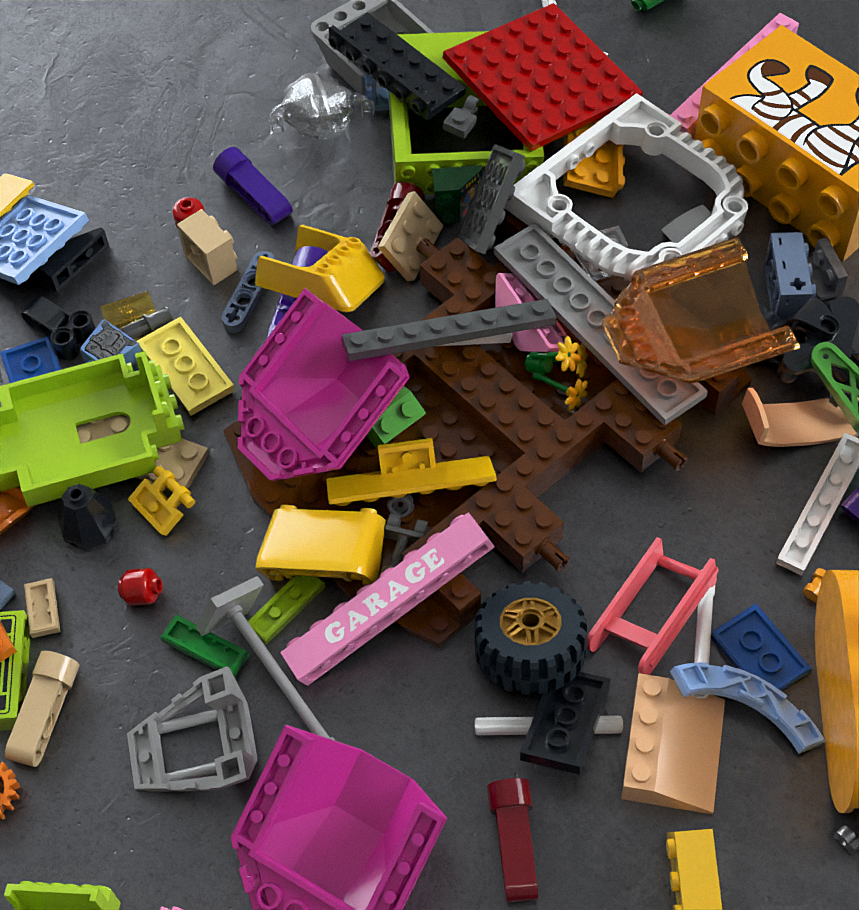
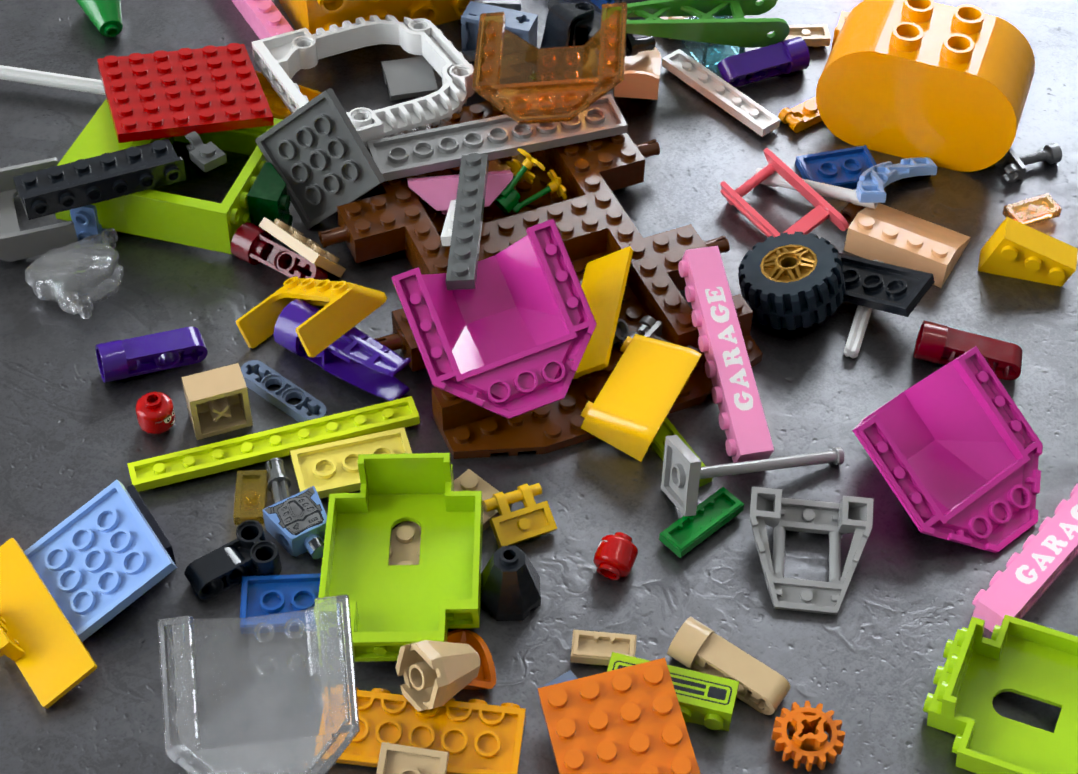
camera: 75 degrees left, 10 degrees down
(183, 298) = (271, 444): none -> neon yellow plate
(785, 871) = (1033, 210): none -> clear orange plate

